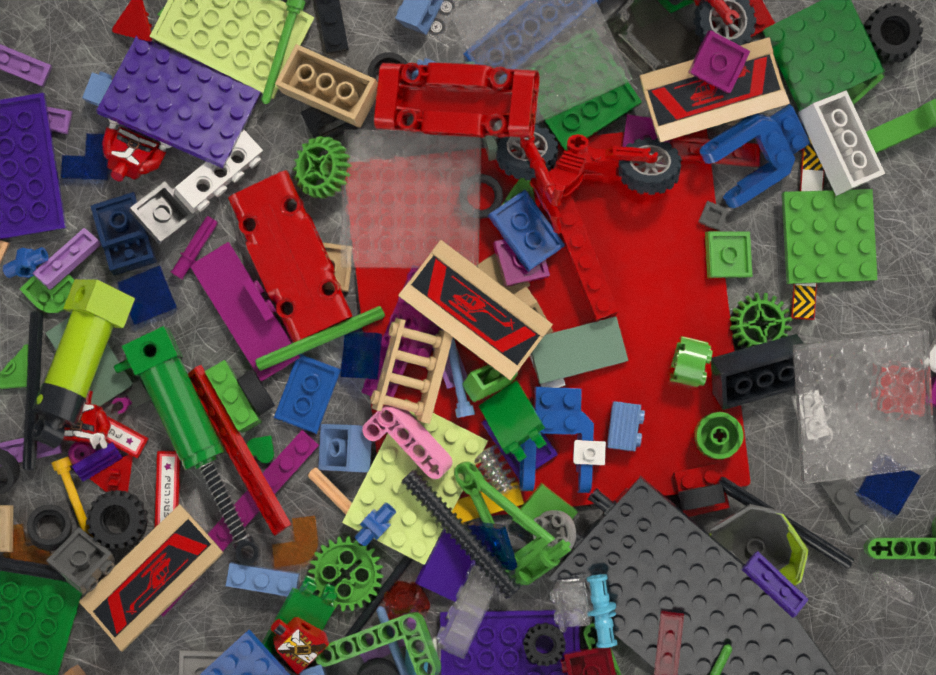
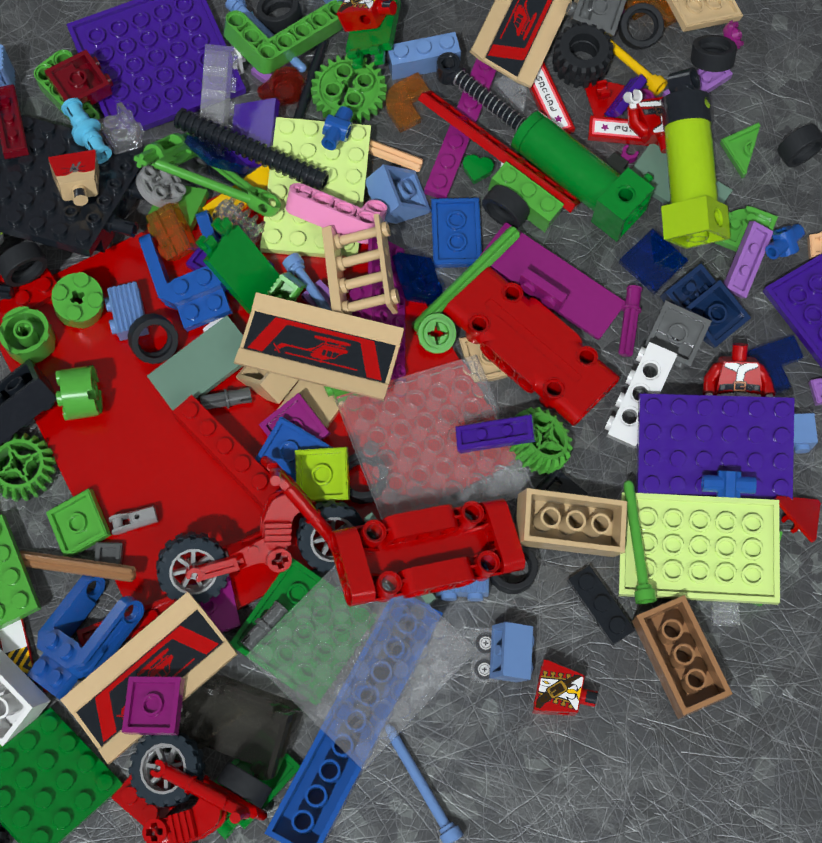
camera: 160 degrees right, 15 degrees down
(32, 388) = (726, 154): black axle -> none
(185, 62) = (728, 484): none -> blue axle
(358, 179) = (495, 434): none -> dark purple tile
(362, 290) = (443, 324): none -> bright green gear
(514, 205) = (323, 473): none -> lime tile
(544, 658) = (131, 80): black tyre -> none
(560, 482) = (171, 232): none -> clear orange brick
(568, 312) = (226, 398): none -> dark grey axle
(589, 452) = (152, 268): white bracket -> none
(609, 101) = (264, 625): none -> dark grey pin
(611, 375) = (160, 355): none -> black tyre
(627, 559) = (76, 175): none -> torso
(671, 439) = (78, 286): none -> bright green brick
(678, 237) = (138, 519): none -> light grey bar
(740, 215) = (79, 566): none -> medium nougat axle

